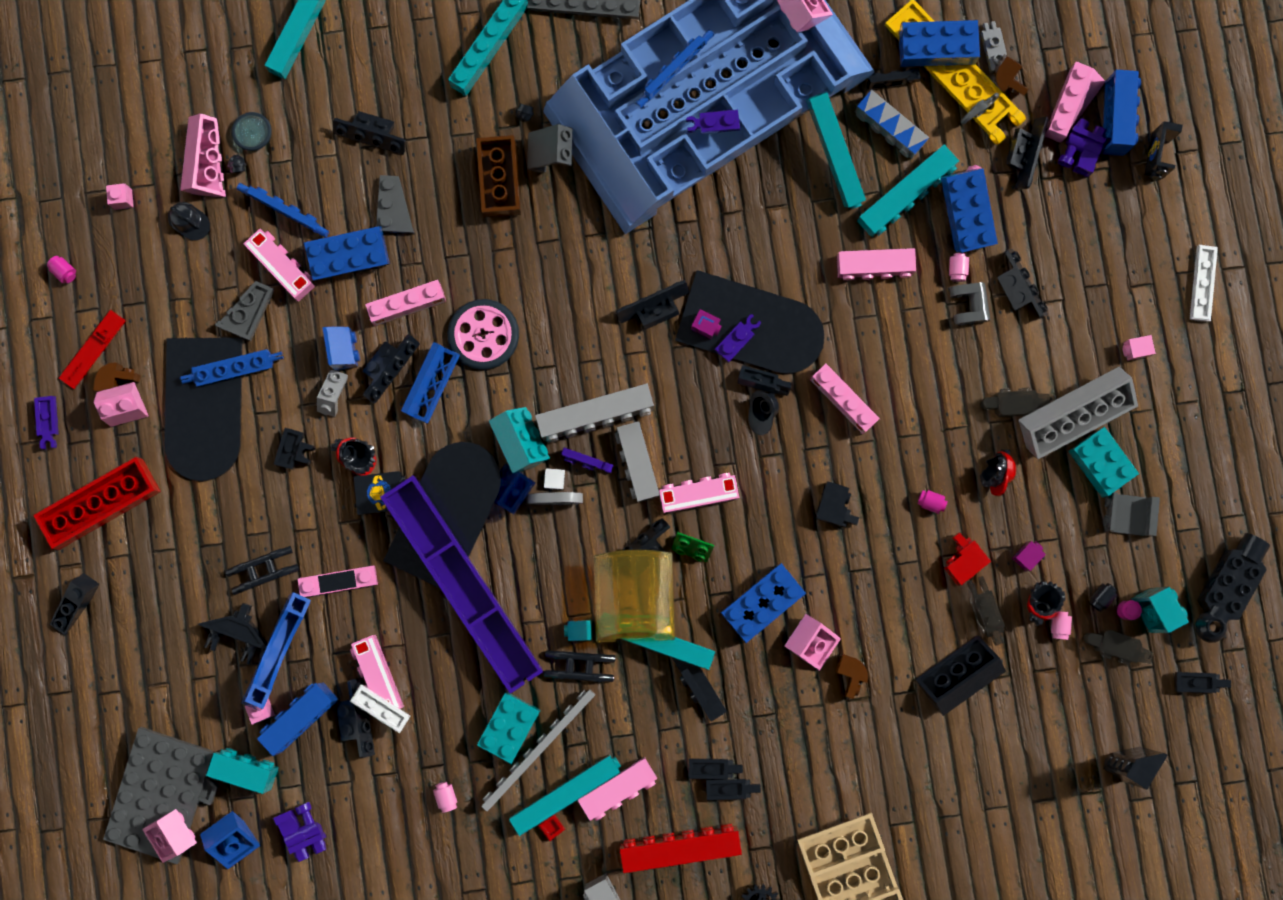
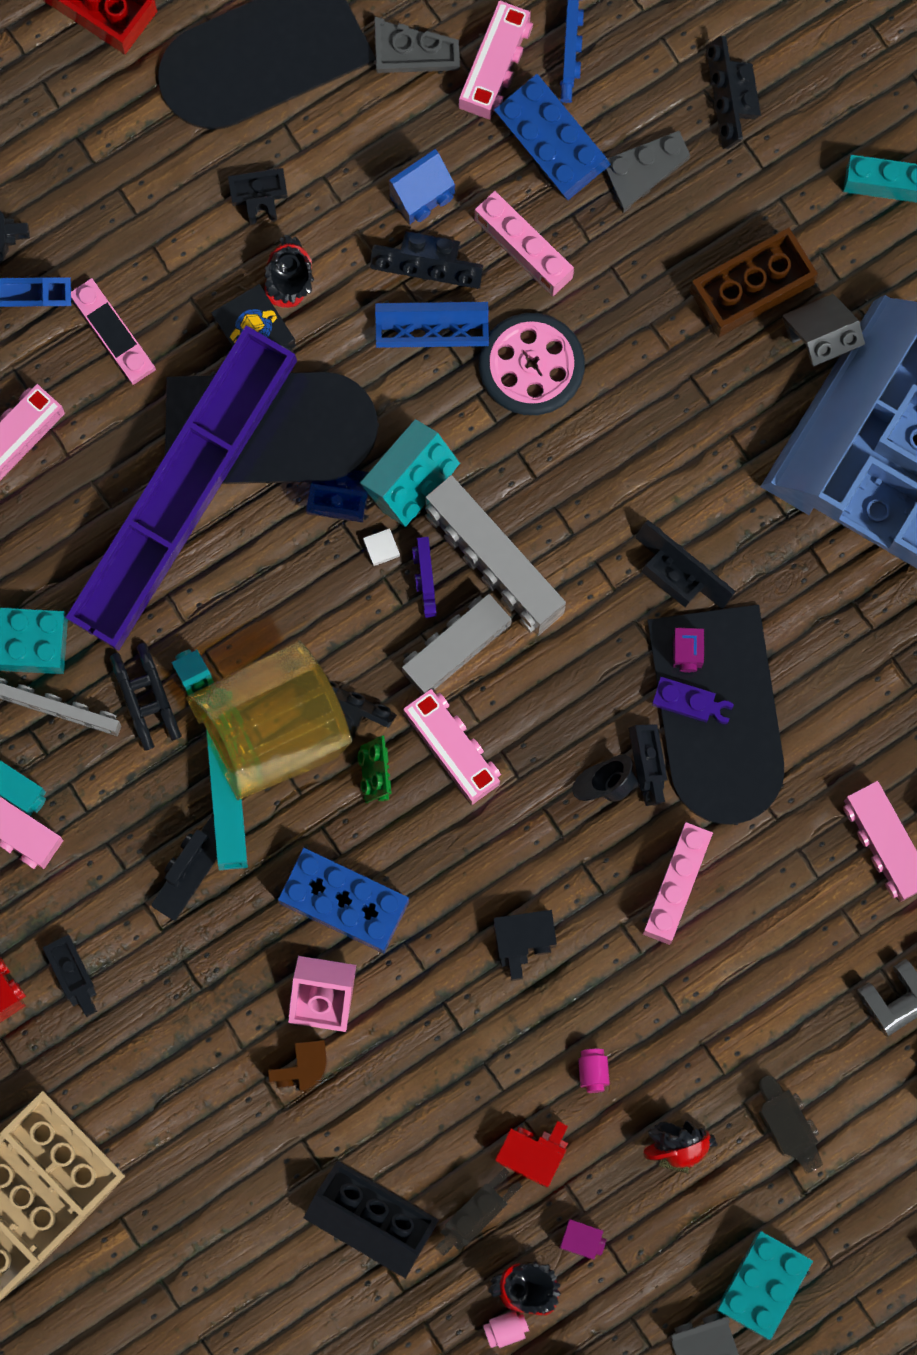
camera: 65 degrees right, 5 degrees down
(232, 367) = (330, 65): blue plate -> none
(267, 559) = (82, 244): black piece -> none
(328, 396) = (356, 203): light grey bracket -> none
(524, 112) = (859, 276): black plate -> none
(556, 498) = (354, 558): light grey piece -> none
(713, 768) = (88, 937): black hinge -> none
(1078, 412) = (815, 1215): light grey brick -> none

